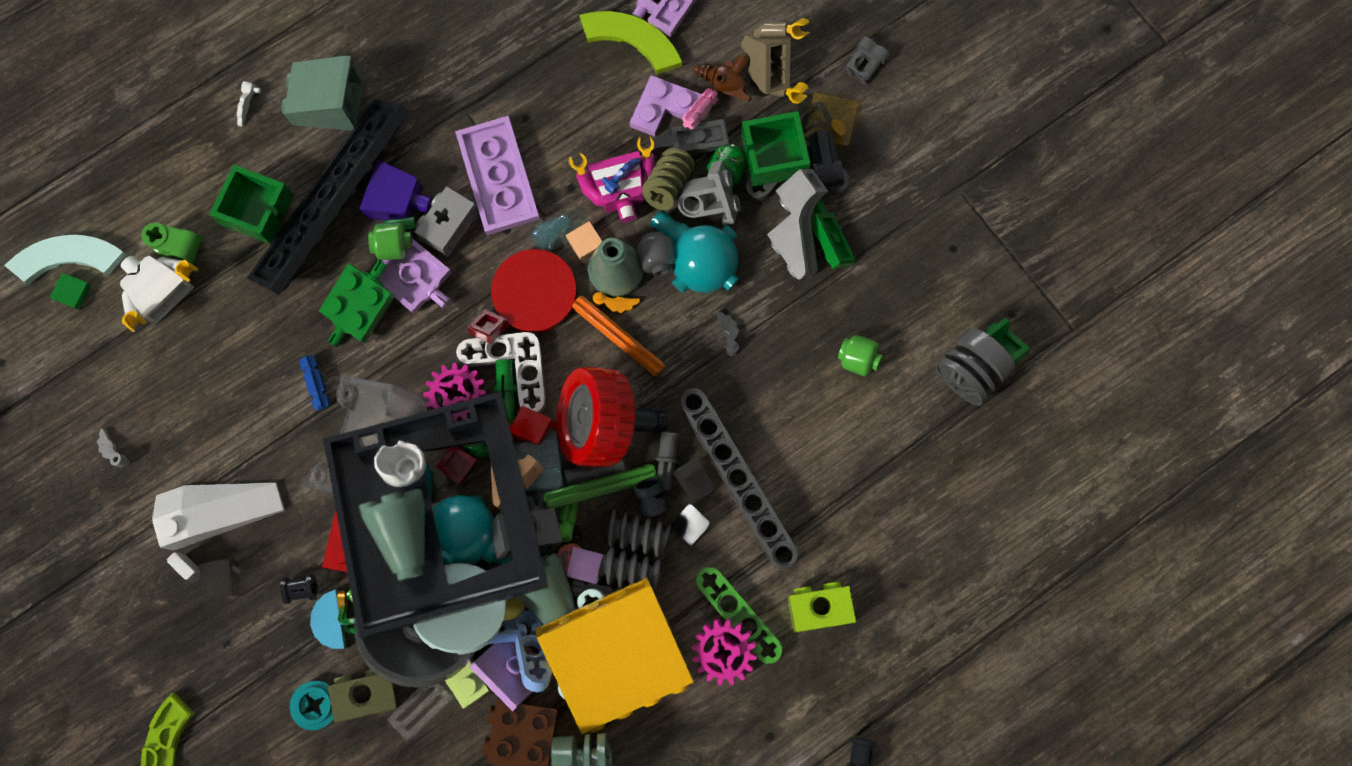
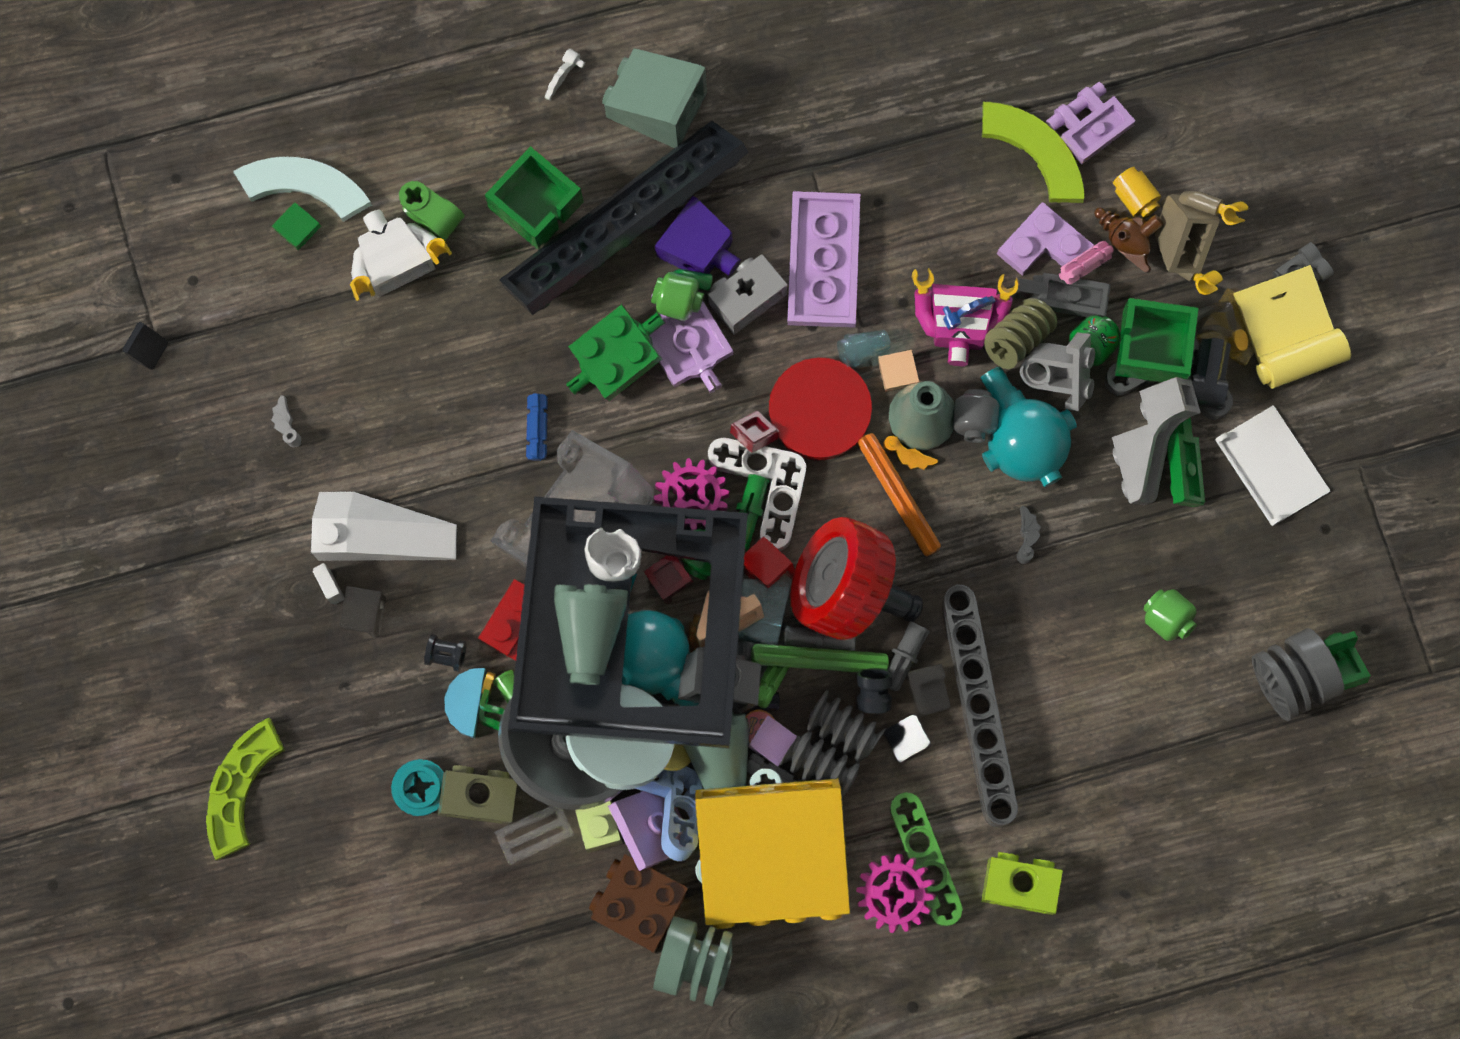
camera: 20 degrees right, 0 degrees up
(720, 43) = (1137, 192): none -> yellow brick
(874, 108) = (1292, 331): none -> light yellow door
(896, 214) = (1272, 465): none -> white piece

